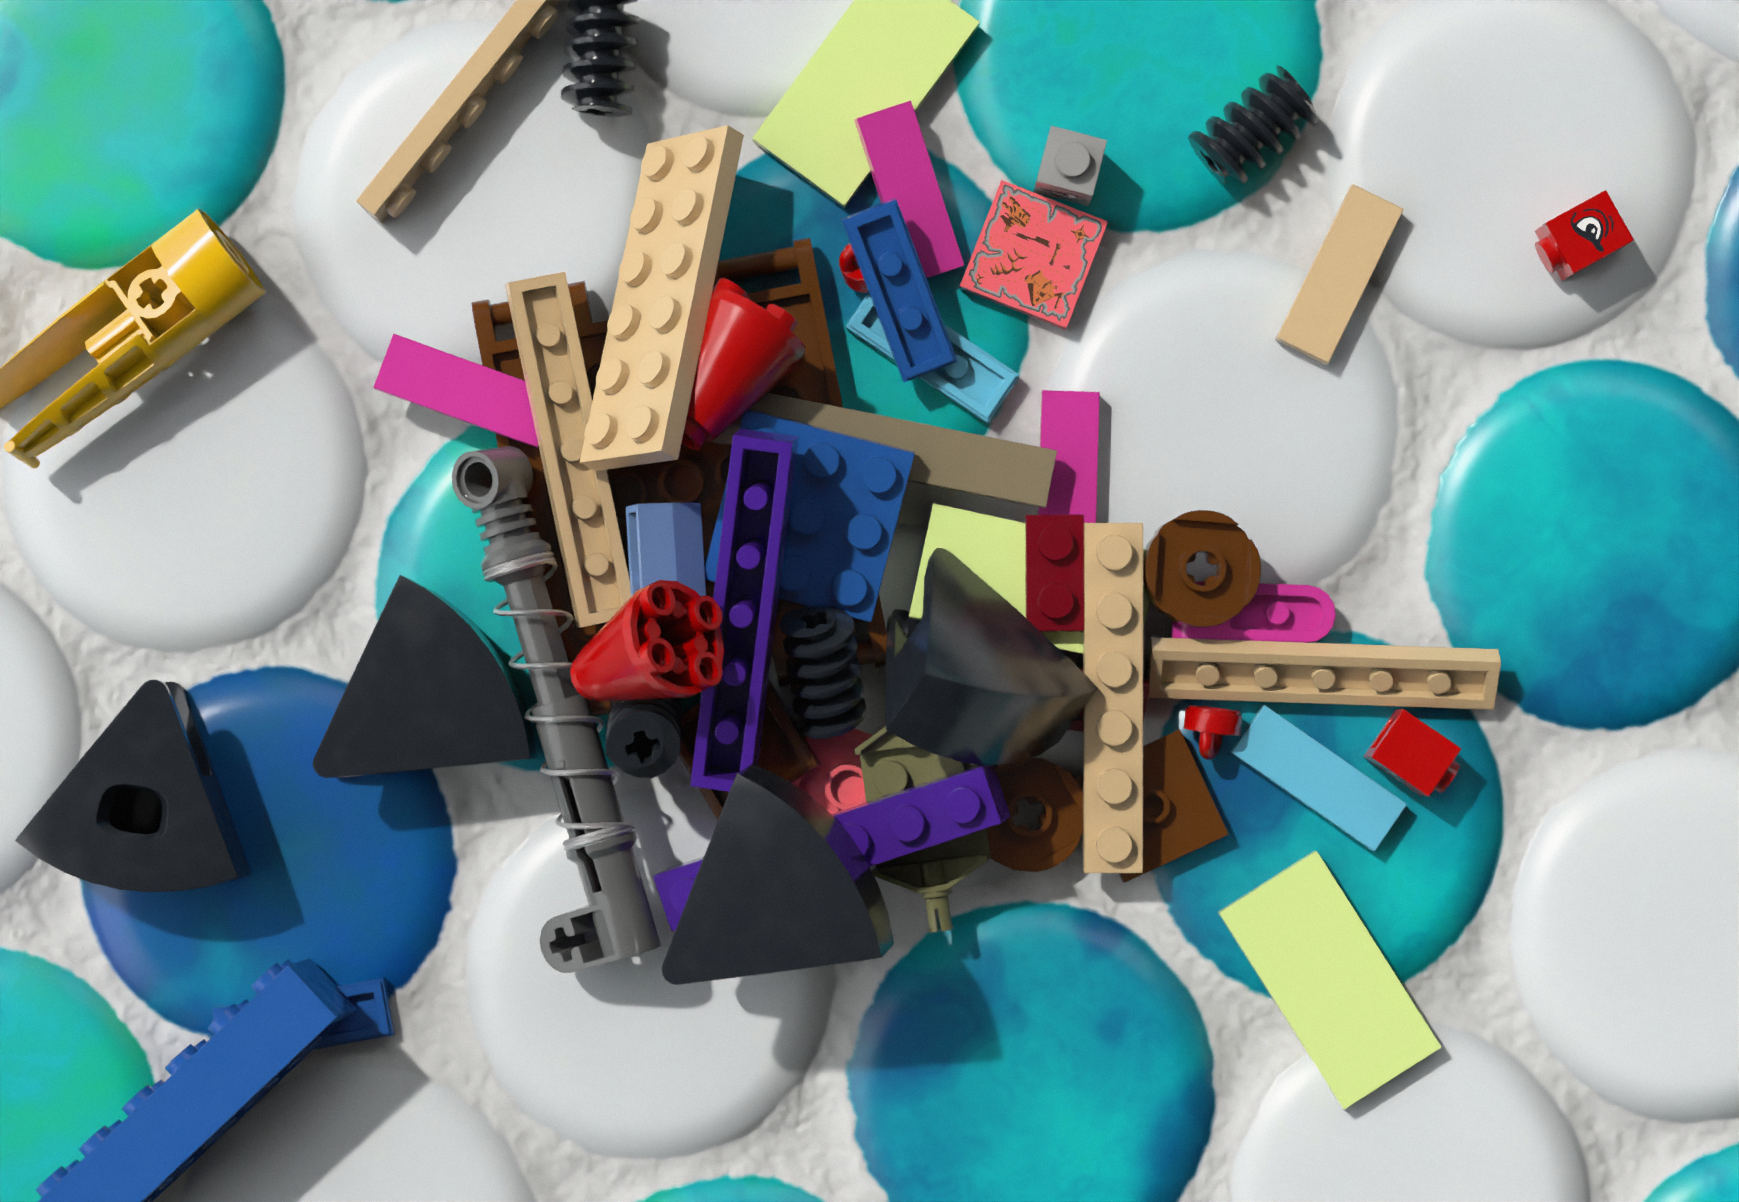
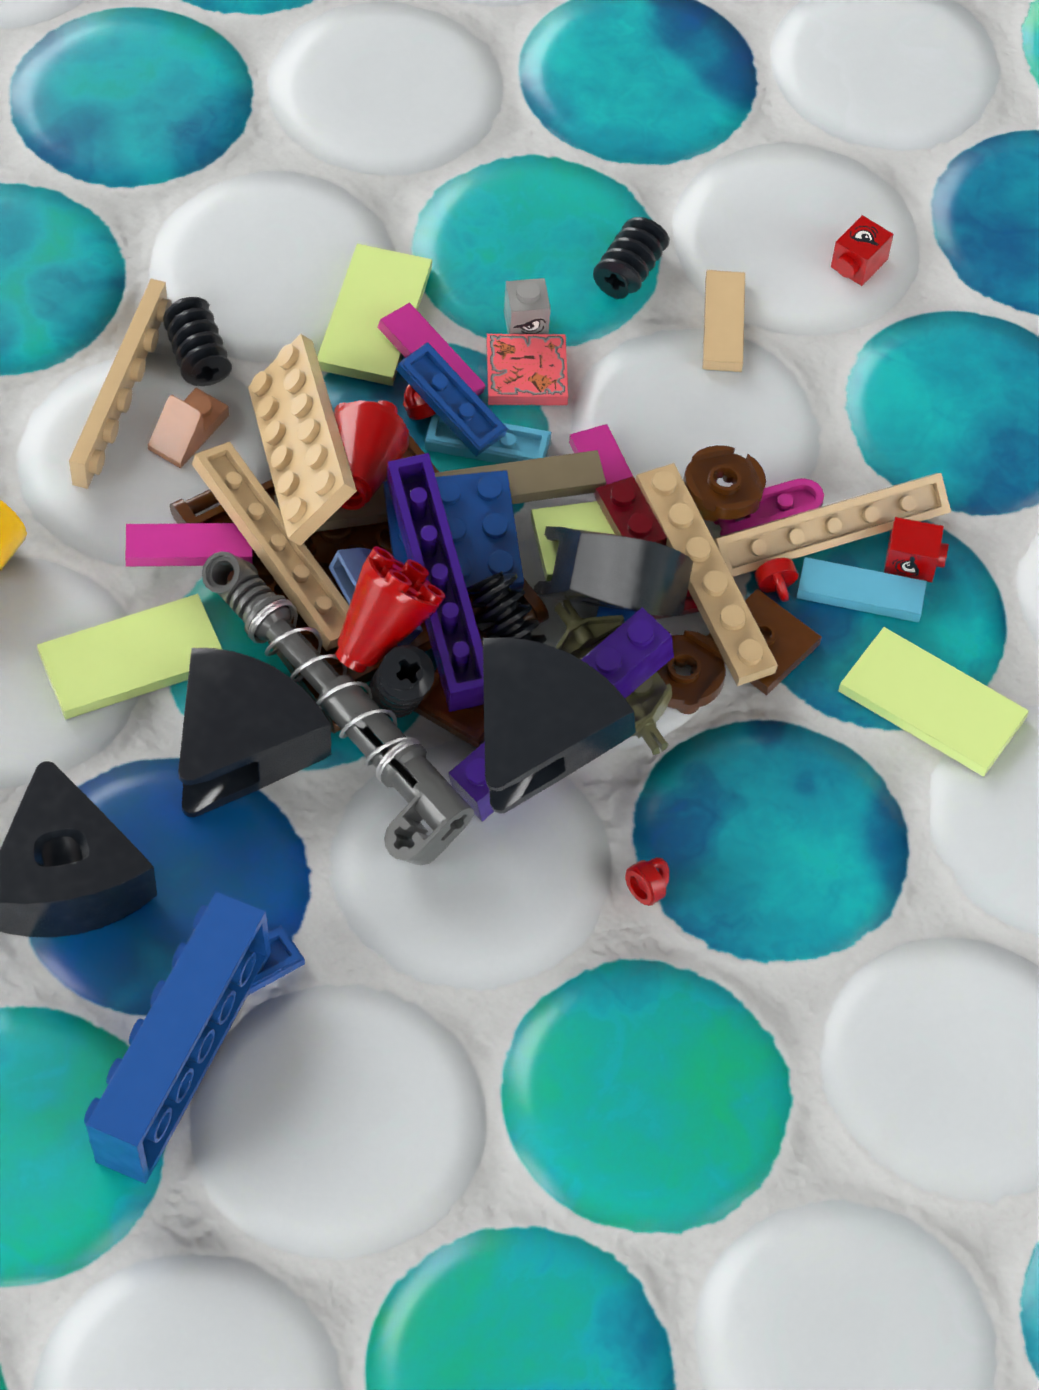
camera: 25 degrees left, 30 degrees down
(341, 516) = (126, 655): none -> yellowish green tile
(544, 179) = (186, 426): none -> slope
(848, 1100) = (646, 882): none -> red tile

